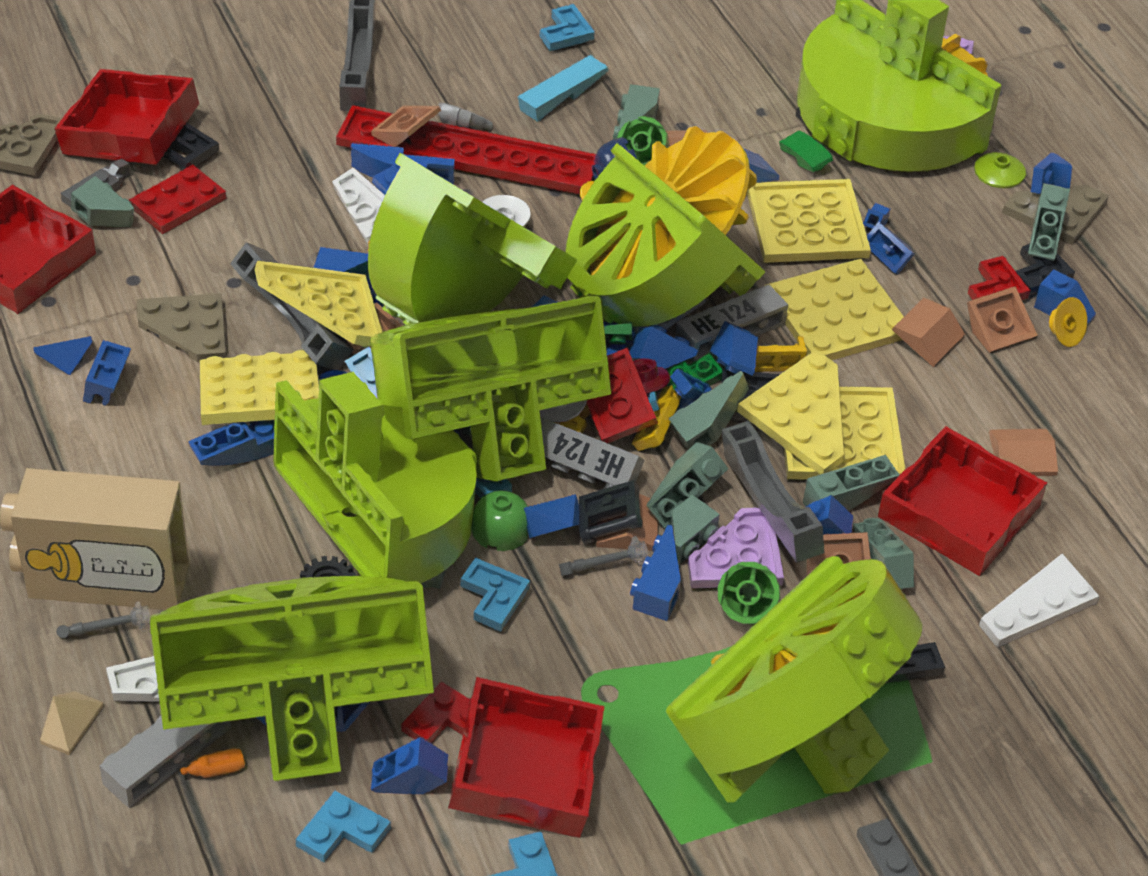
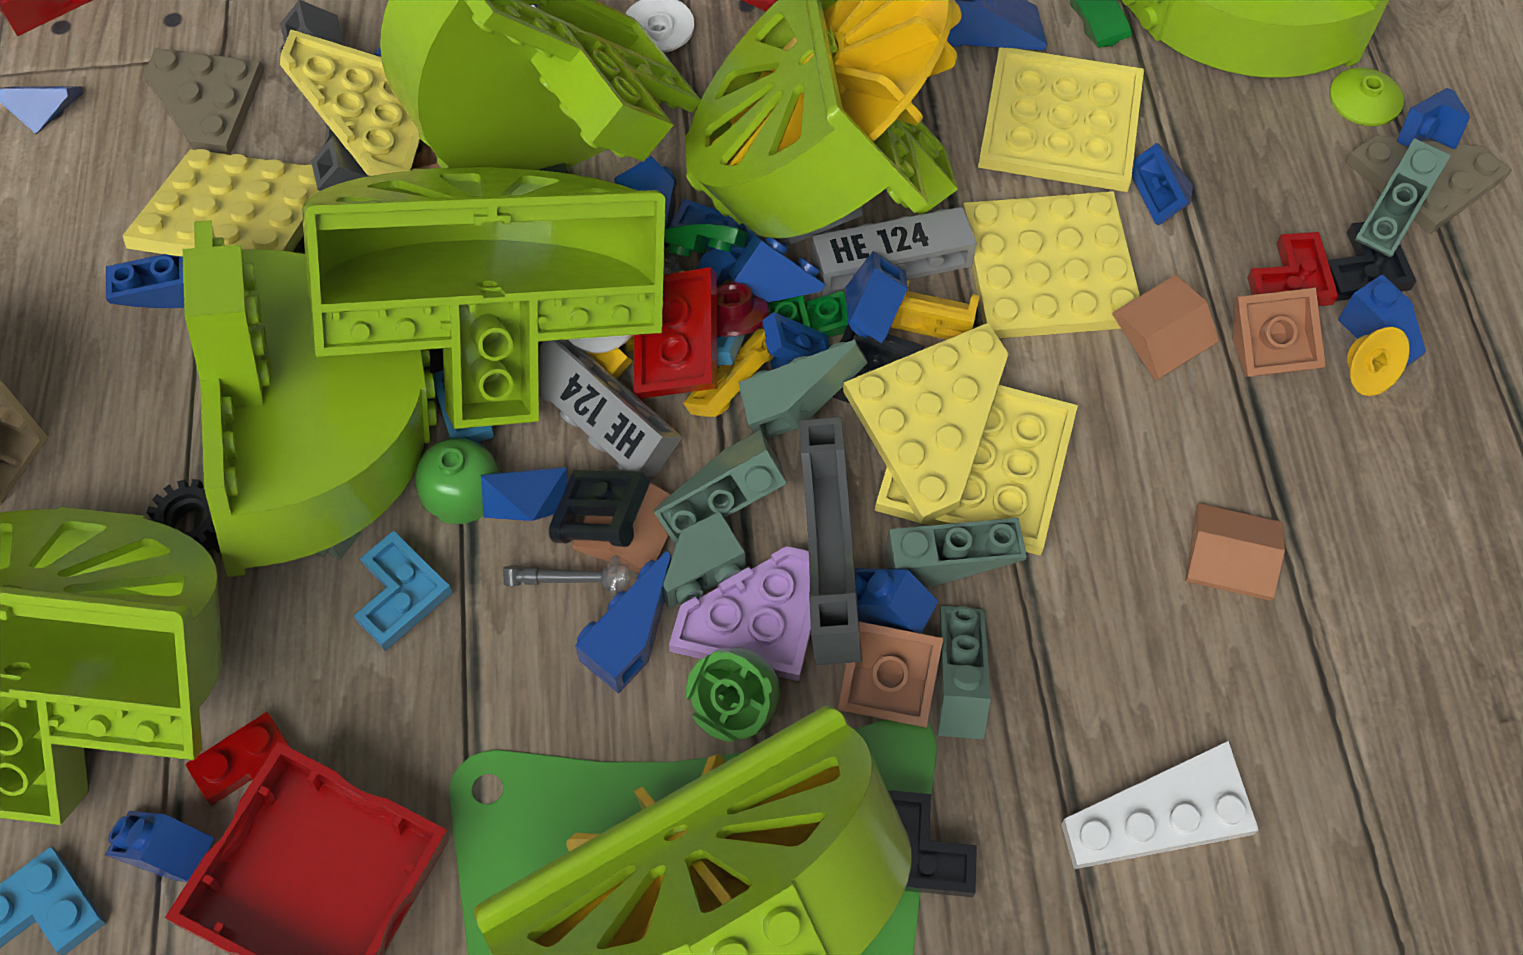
camera: 20 degrees right, 15 degrees up
(105, 371) = (62, 139): blue hinge -> none
(876, 214) = (1162, 130): blue piece -> none
(962, 500) = (1110, 615): red tile -> none

